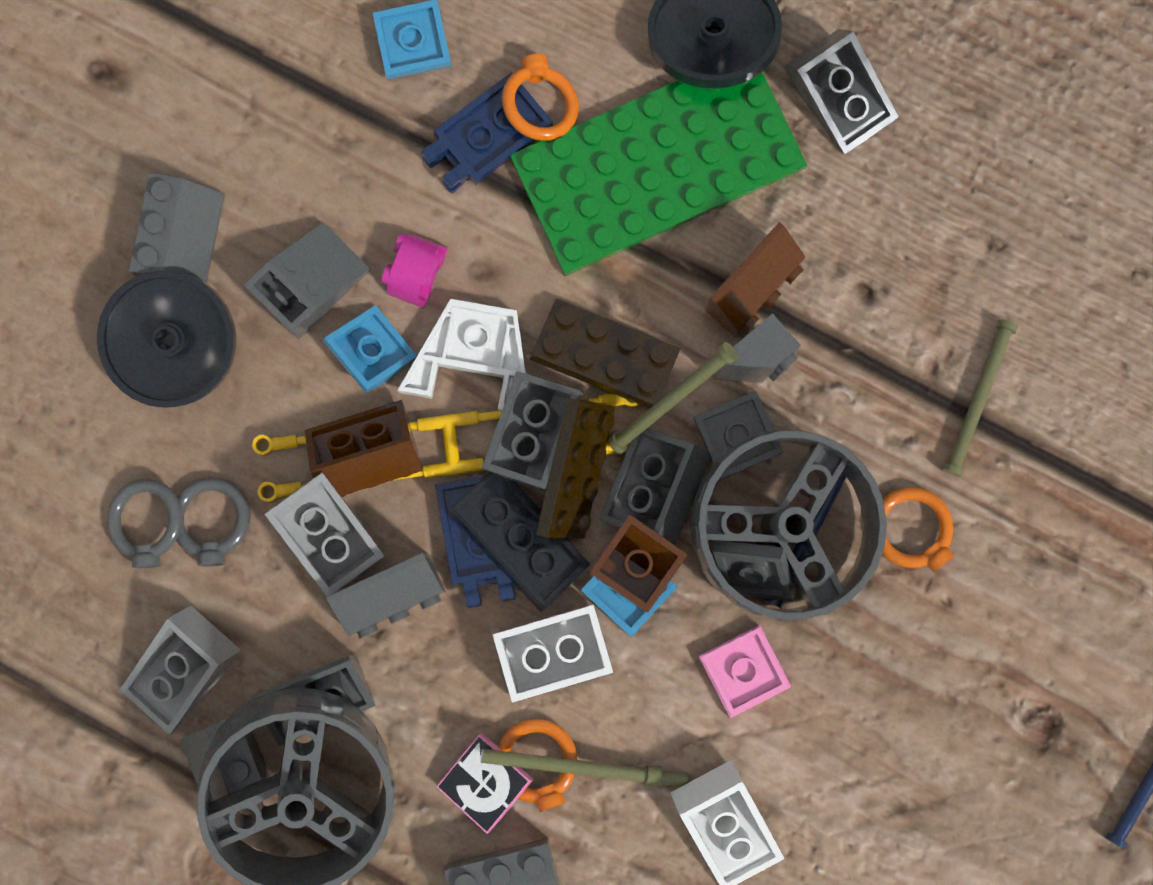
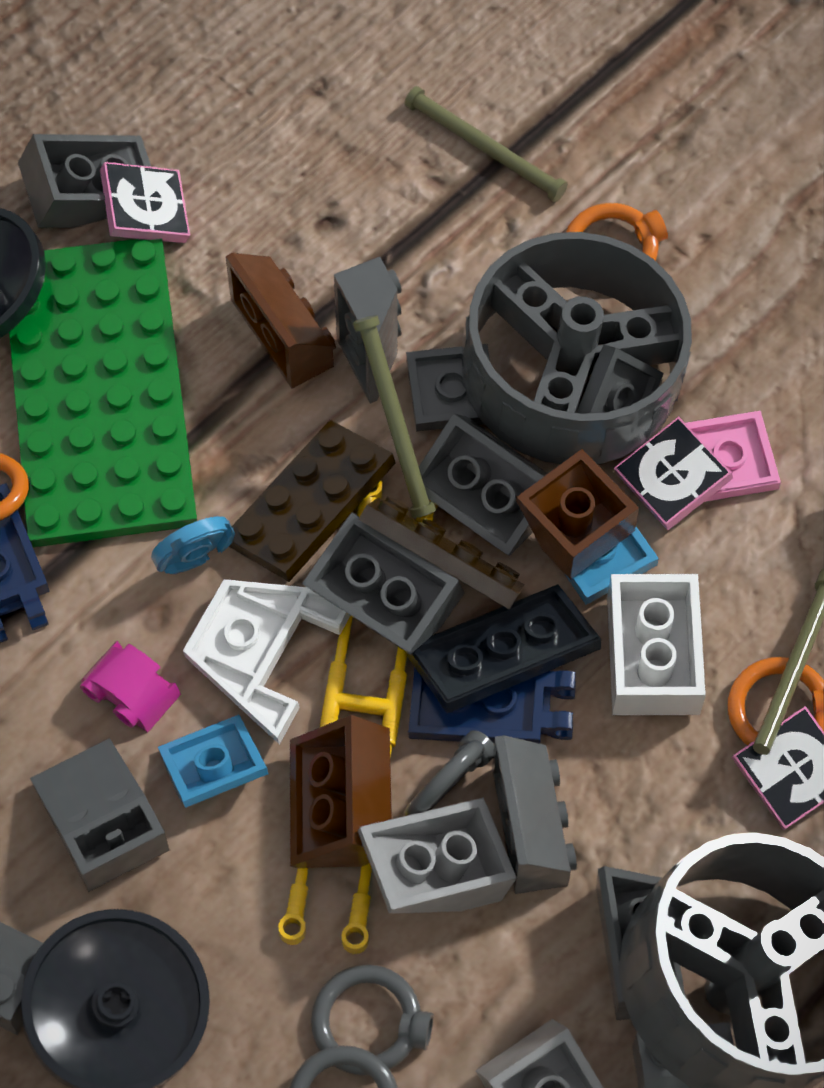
camera: 75 degrees left, 20 degrees down
(408, 531) = (473, 752): none -> dark grey piece
(532, 279) = (190, 544): none -> dark azure tile
(711, 630) = (673, 473): none -> tile
(831, 141) = (144, 202): none -> tile

